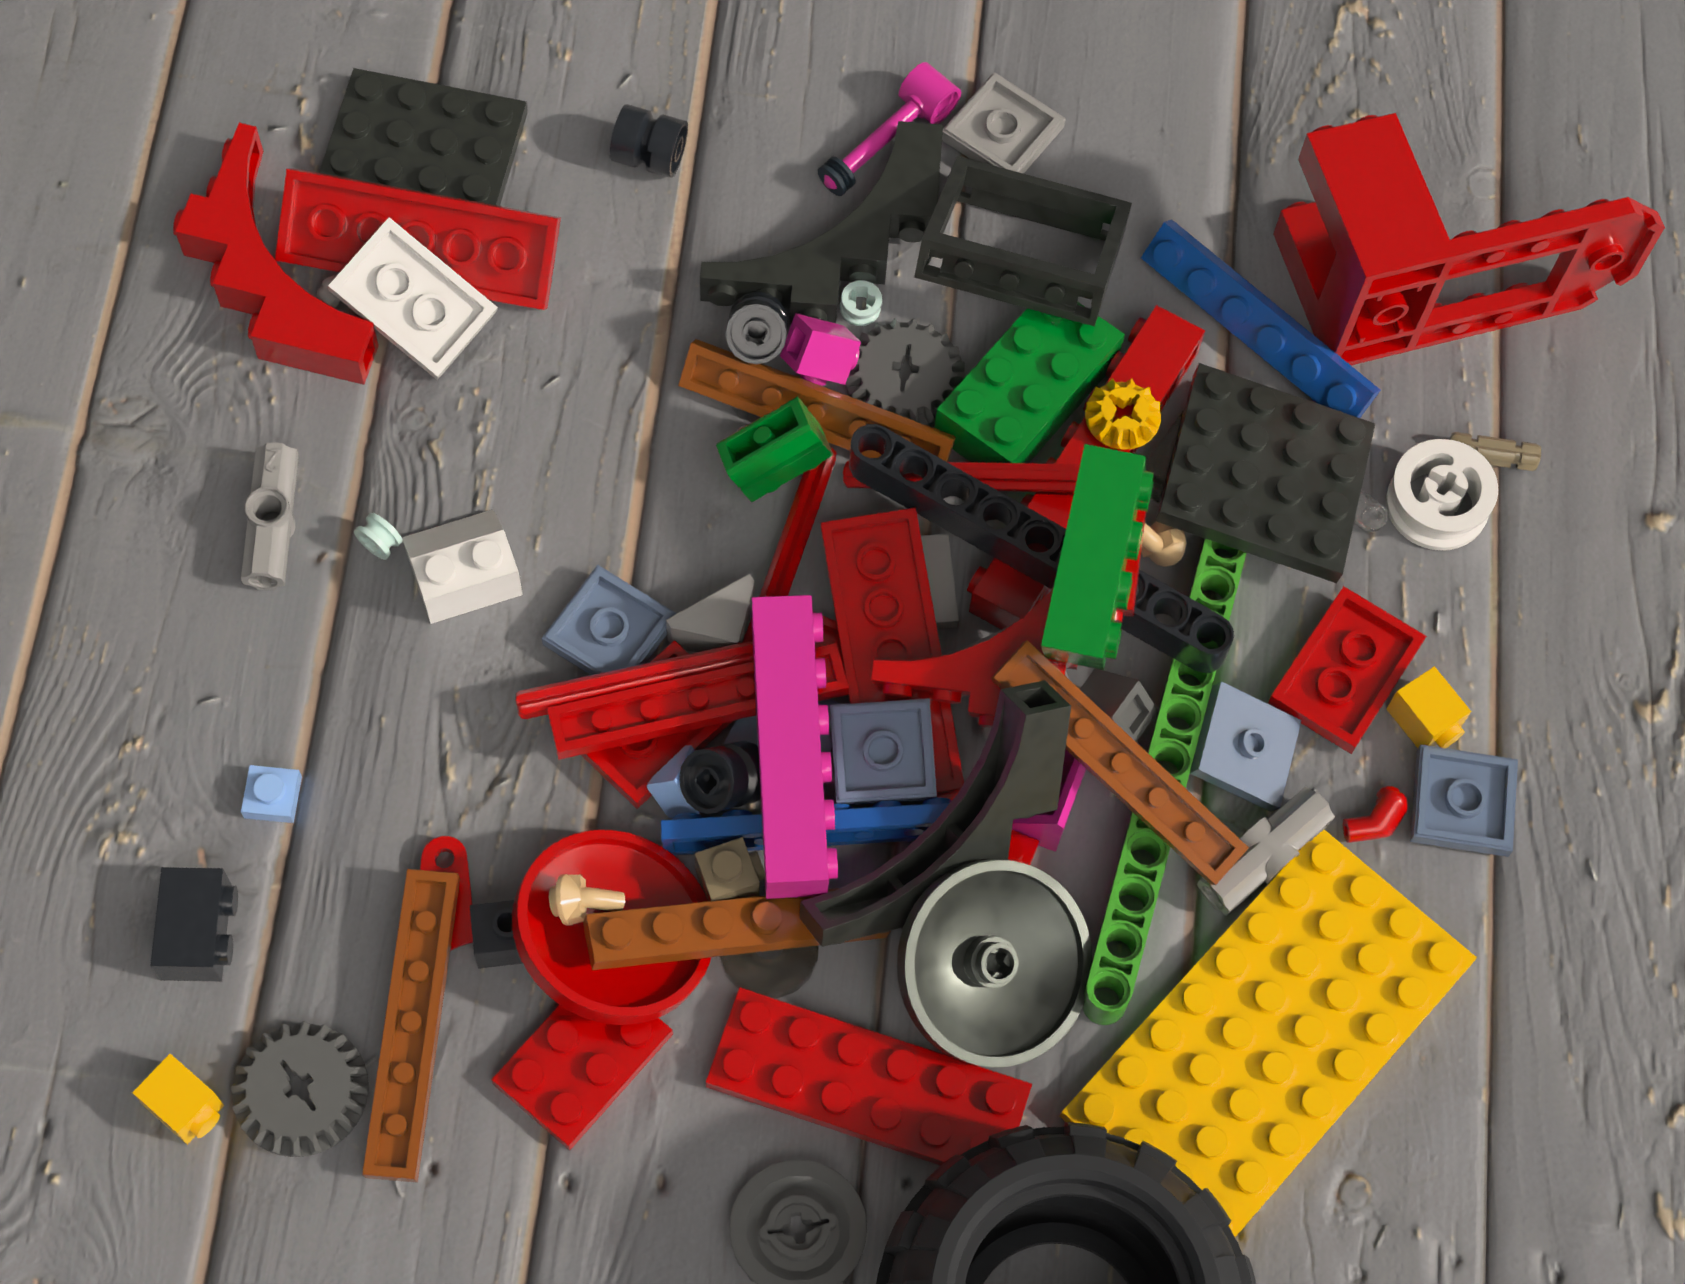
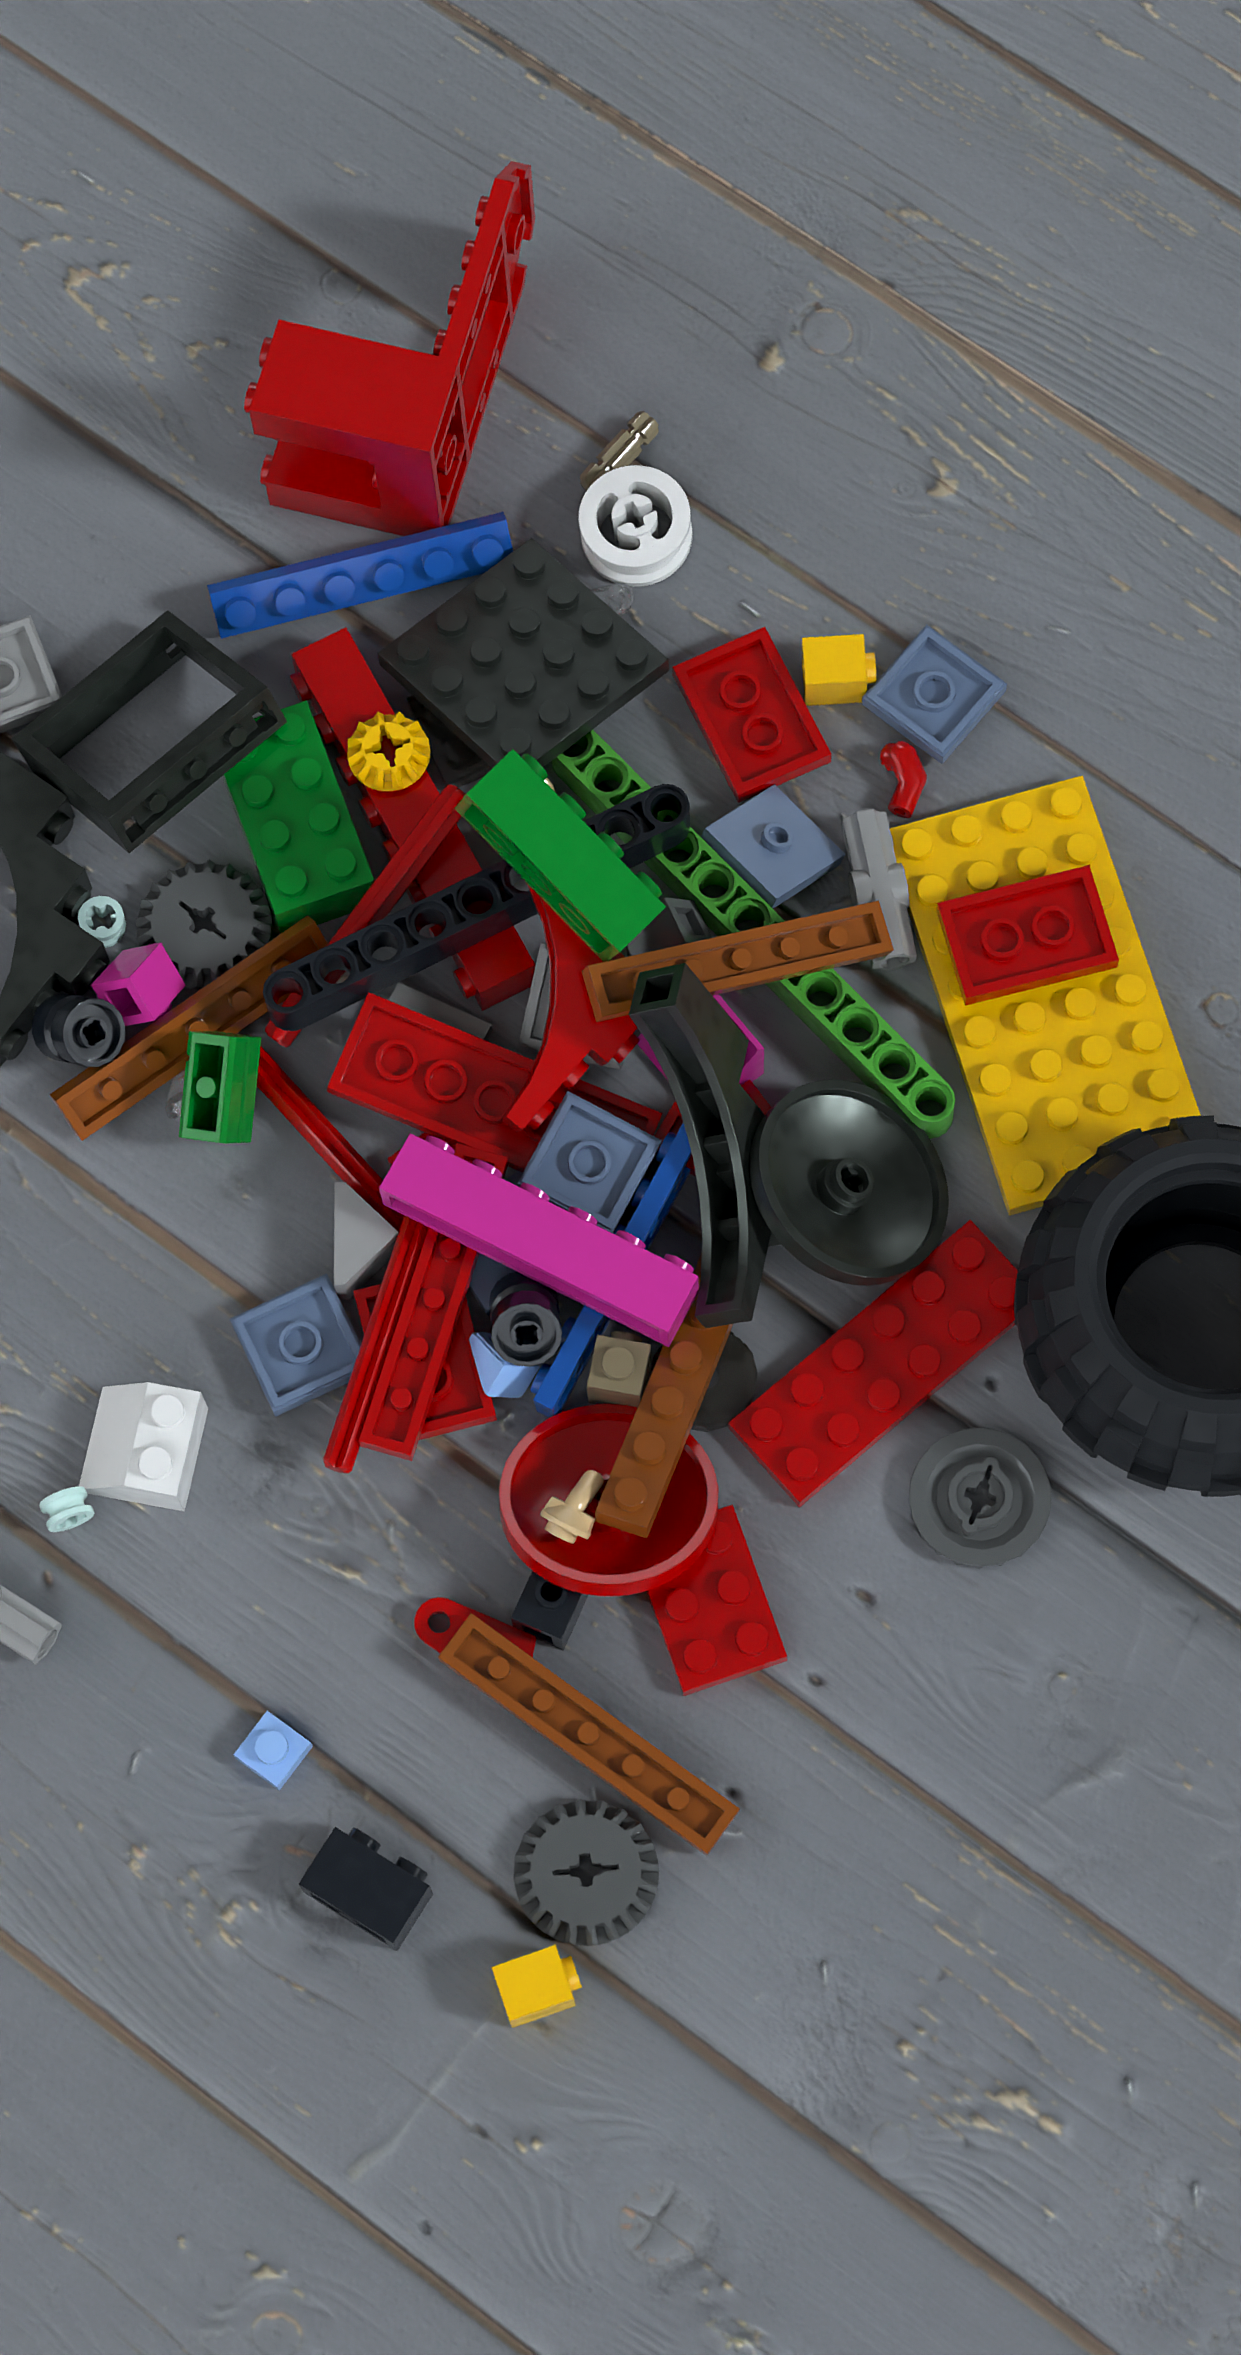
camera: 50 degrees left, 5 degrees up
(1303, 987) = (1027, 935): none -> red plate

